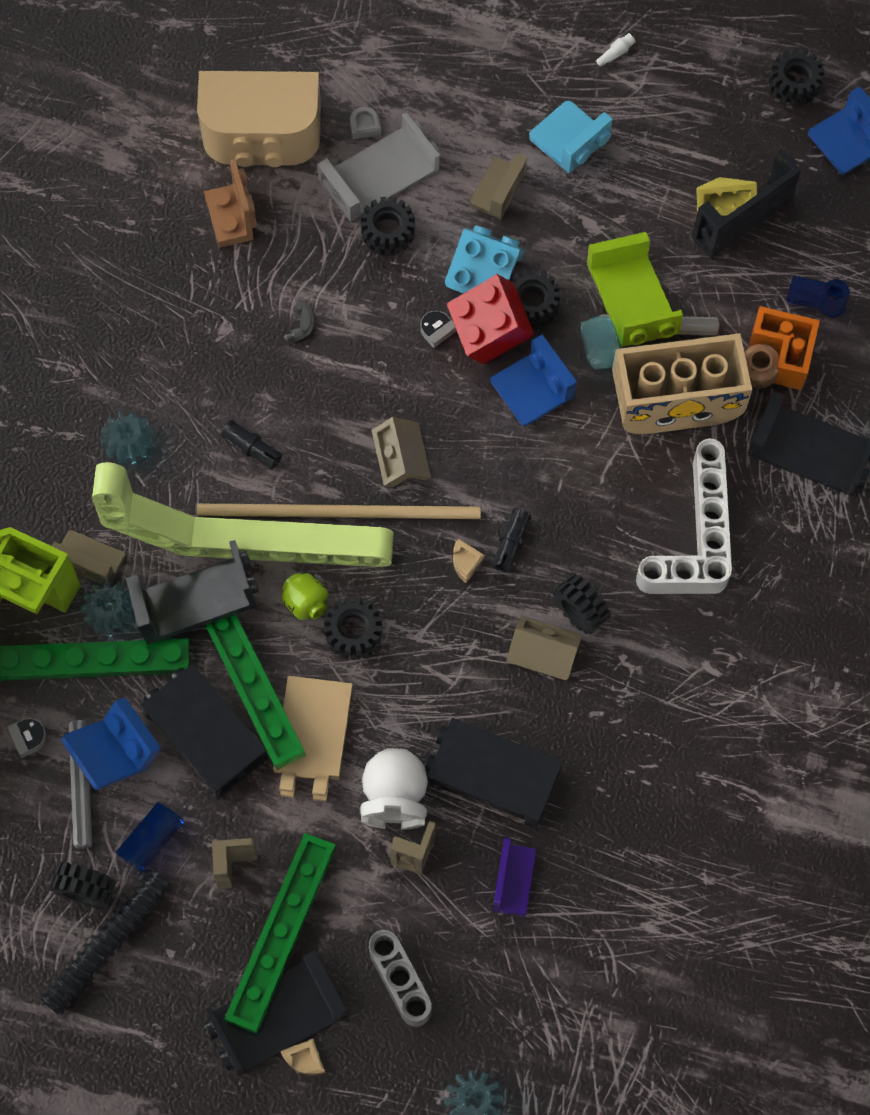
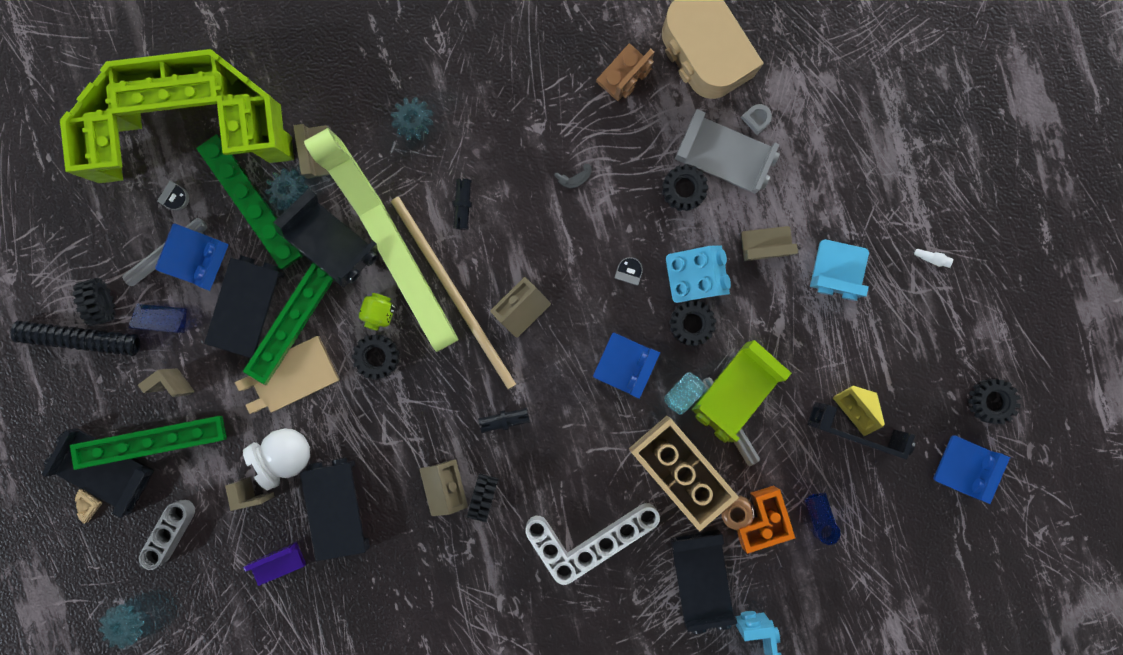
camera: 55 degrees right, 20 degrees up
(466, 560) = (472, 398): tan tile -> none
(490, 319) = (652, 307): brick -> none

